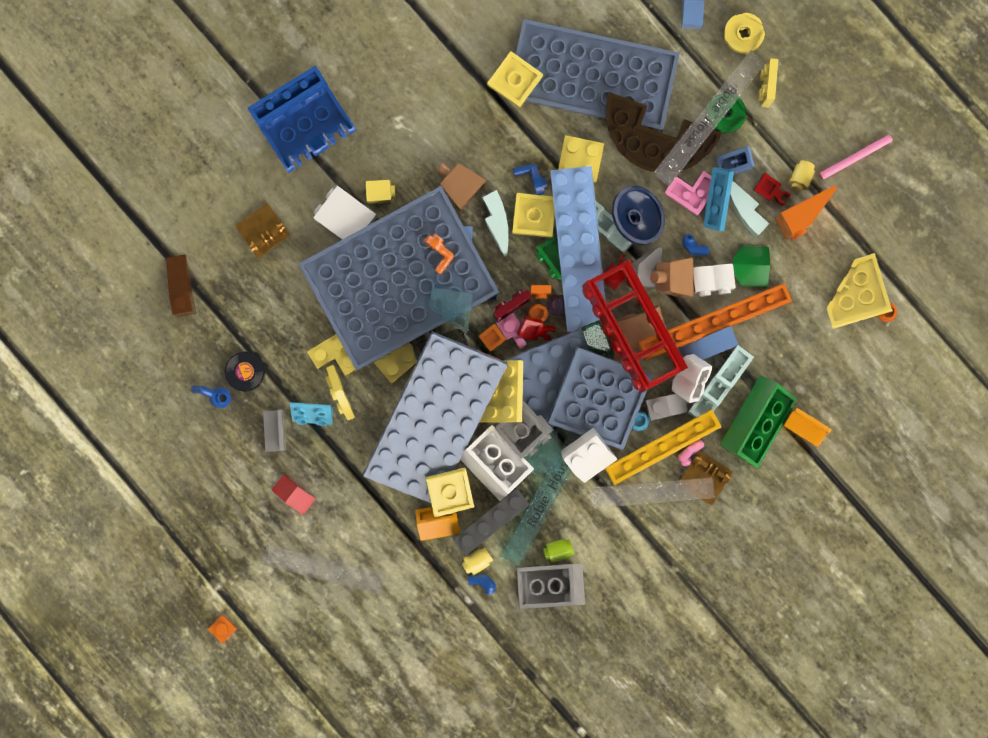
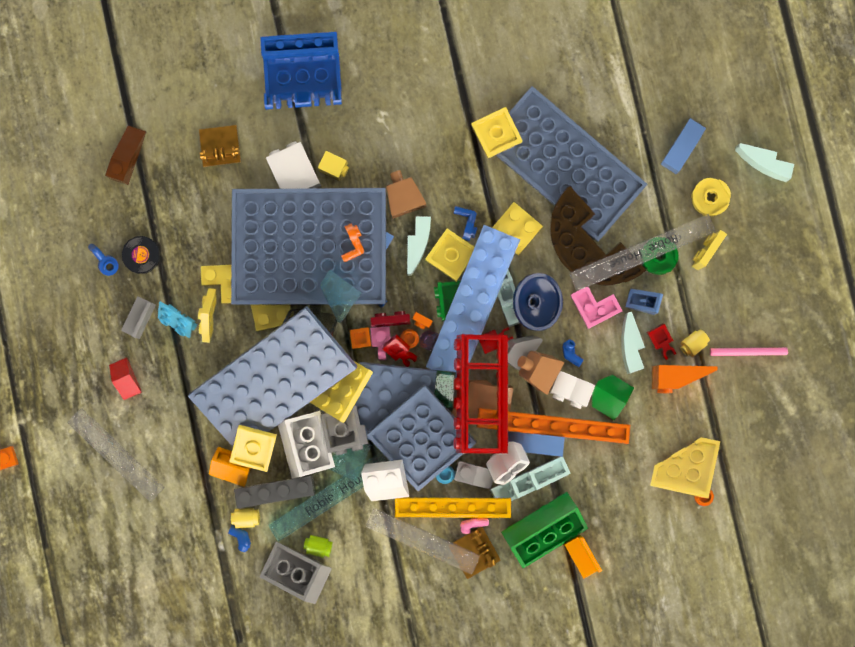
camera: 30 degrees right, 0 degrees up
(718, 199) = (613, 324): dark azure plate -> none

